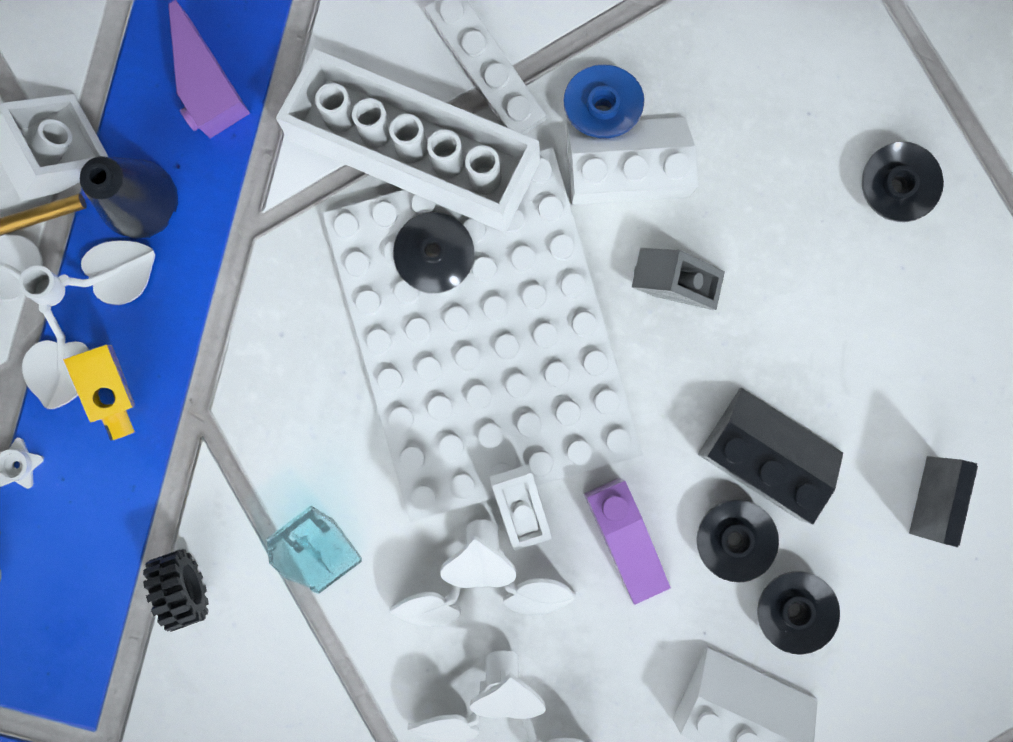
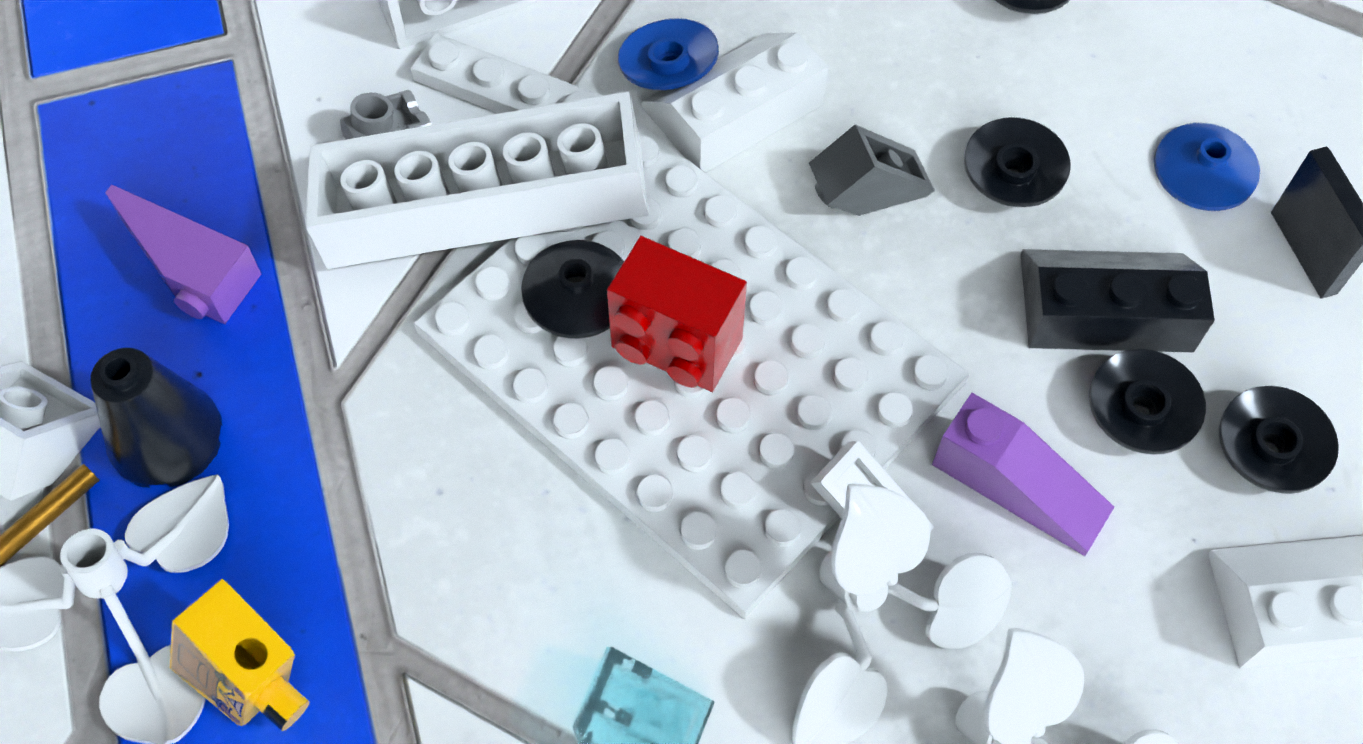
camera: 30 degrees left, 25 degrees down
(391, 44) = (382, 114): none -> light grey plate
(471, 323) = (676, 314): none -> red brick
(799, 319) = (1022, 147): none -> black dish
(894, 404) = (1207, 166): none -> blue dish

